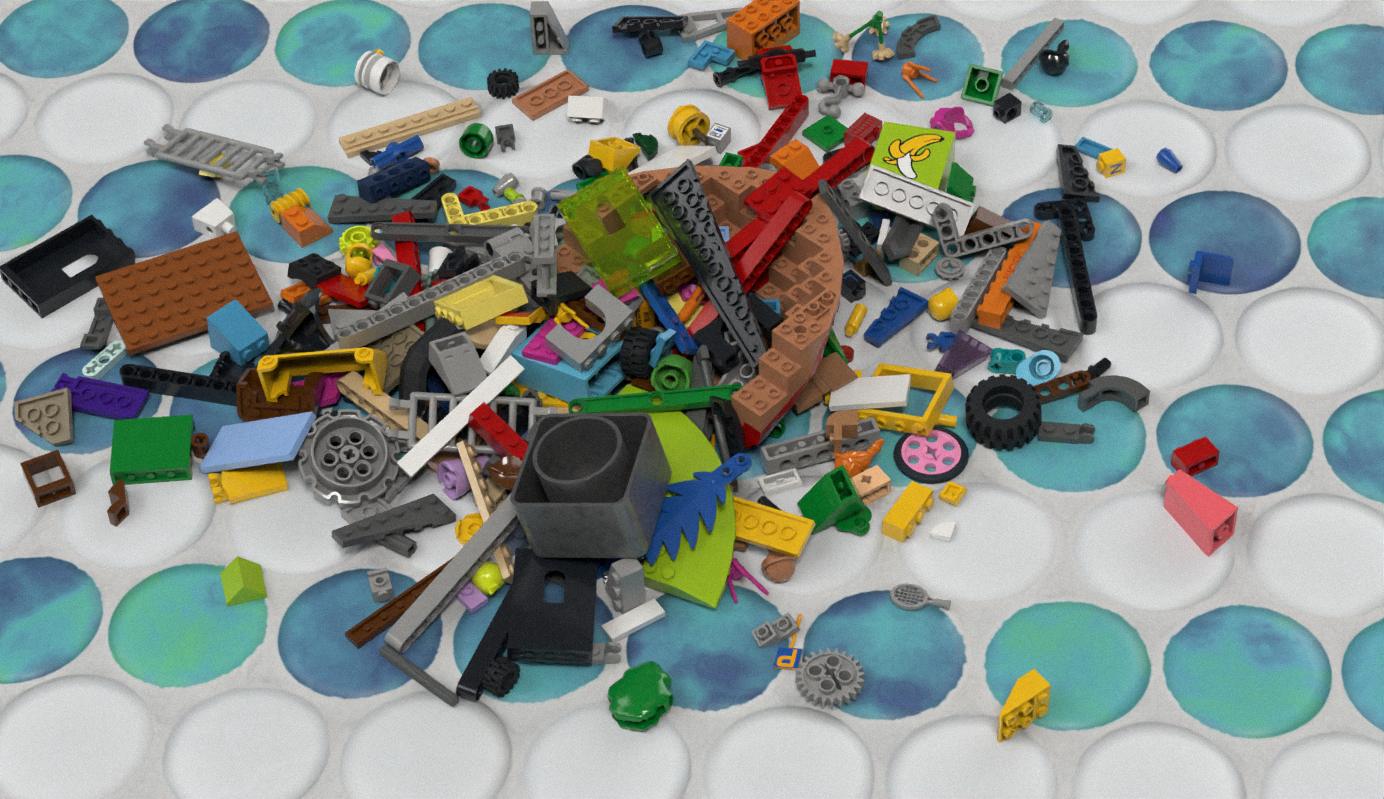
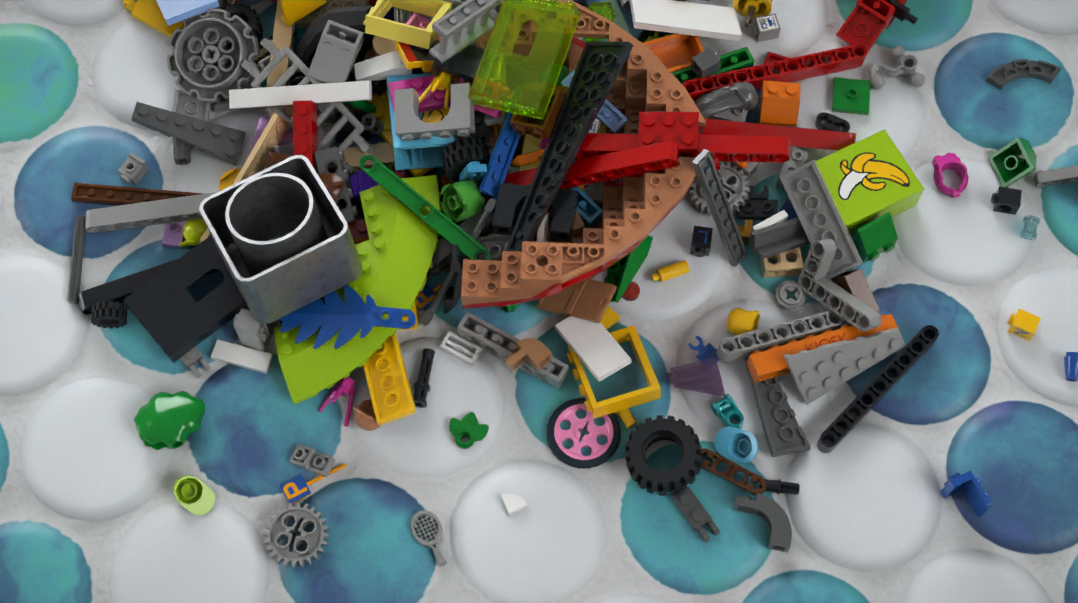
camera: 45 degrees right, 20 degrees up
(243, 582) = (68, 84): lime slope -> none
(722, 721) = (193, 494): none -> lime cap
(831, 499) = (463, 402): green slope -> none
(855, 70) = (929, 60): red brick -> none
(857, 461) = (512, 387): orange piece -> none
(865, 127) = (872, 120): red brick -> none
(872, 484) = (513, 420): light nougat brick -> none
(878, 26) = (1002, 39): tan plant -> none
(899, 313) = (711, 296): blue wing -> none
(907, 512) = (506, 463): yellow brick -> none
(912, 71) = (977, 101): orange plant -> none
(952, 493) = (555, 480): yellow tile -> none
(1047, 214) = (944, 332): black beam -> none
(1074, 176) = (977, 313): black wing -> none
(1091, 147) = (1029, 297): dark azure tile -> none

